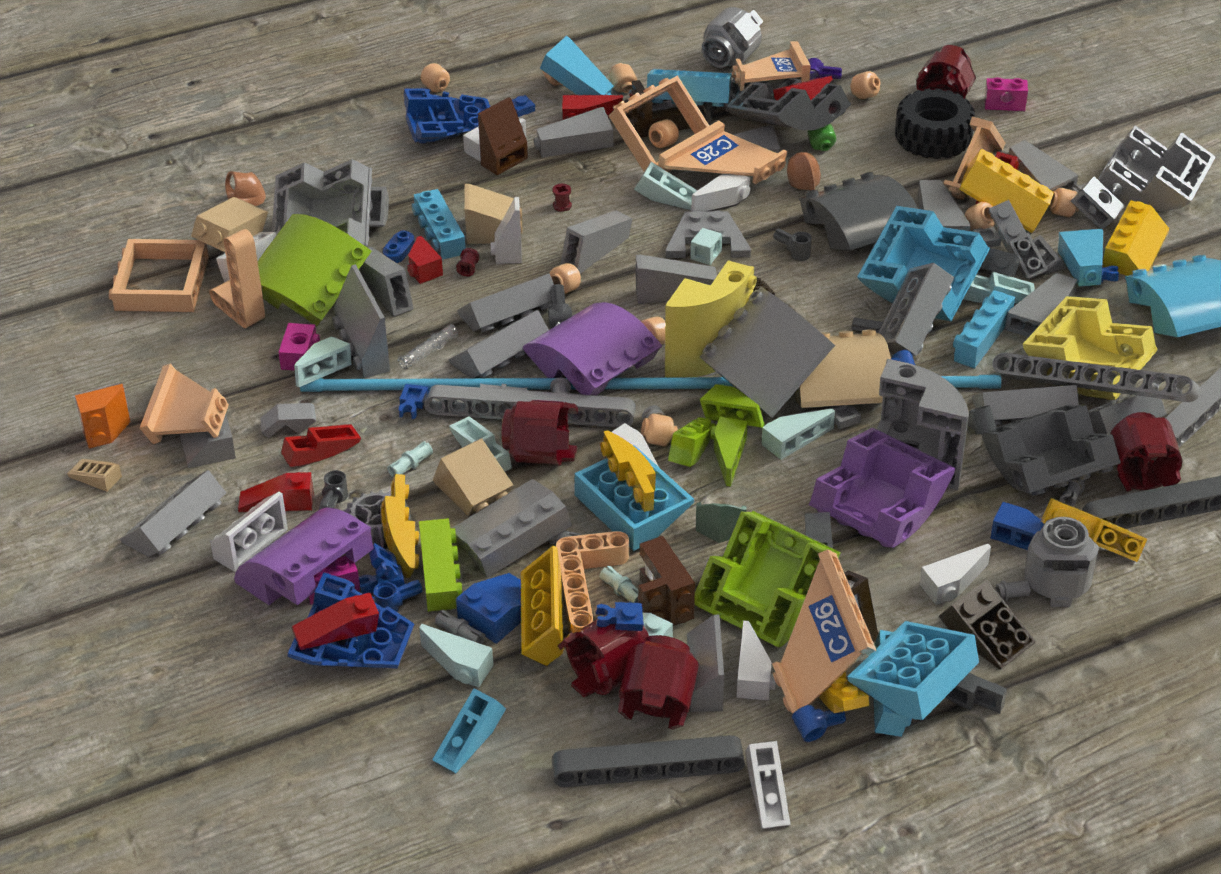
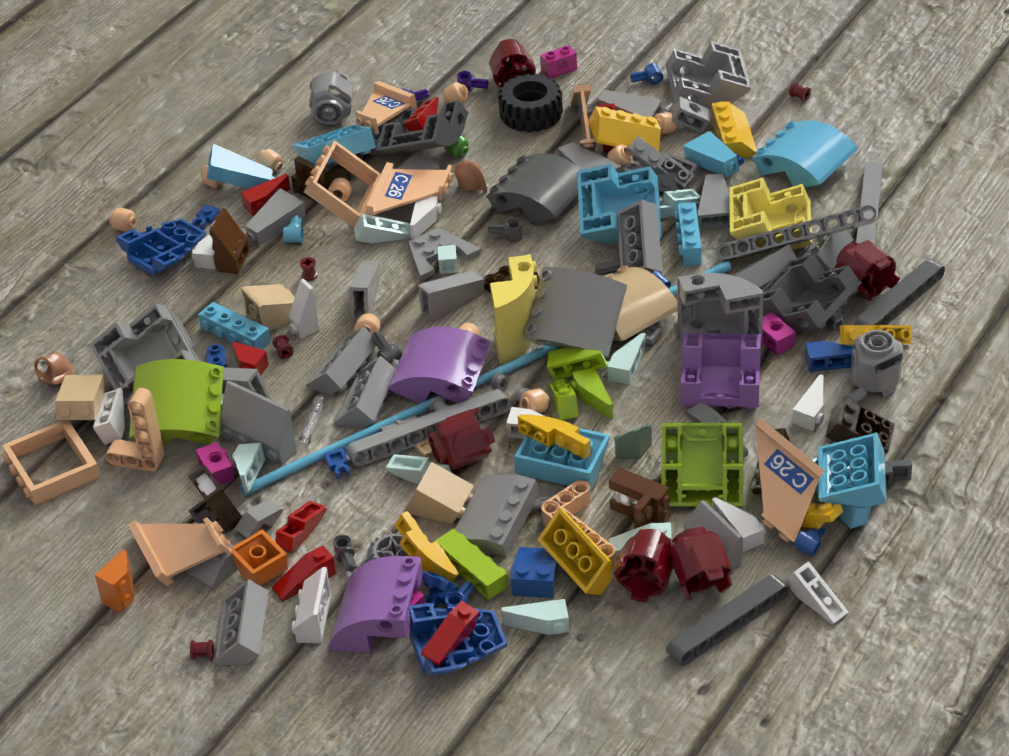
camera: 30 degrees left, 0 degrees up
(106, 477) = (158, 626): tan slope -> none
(114, 517) = (201, 649): none -> dark red bush
(244, 457) = (259, 558): none -> orange slope
(254, 380) = (216, 503): none -> dark brown brick
(410, 459) = (376, 505): light aqua pin -> none
(458, 627) = (522, 598): light grey pin -> none
(469, 730) = (595, 661): medium azure slope -> none
(583, 155) = (293, 232): none -> medium azure axle
(621, 585) = (605, 517): light aqua pin -> none
(624, 616) = (650, 528): blue plate -> none
(643, 399) = (500, 381): none -> light grey bush
(892, 79) = (470, 81): none -> dark purple axle
(983, 477) = (777, 334): none -> dark pink brick
(1093, 145) = (651, 74): none -> blue axle

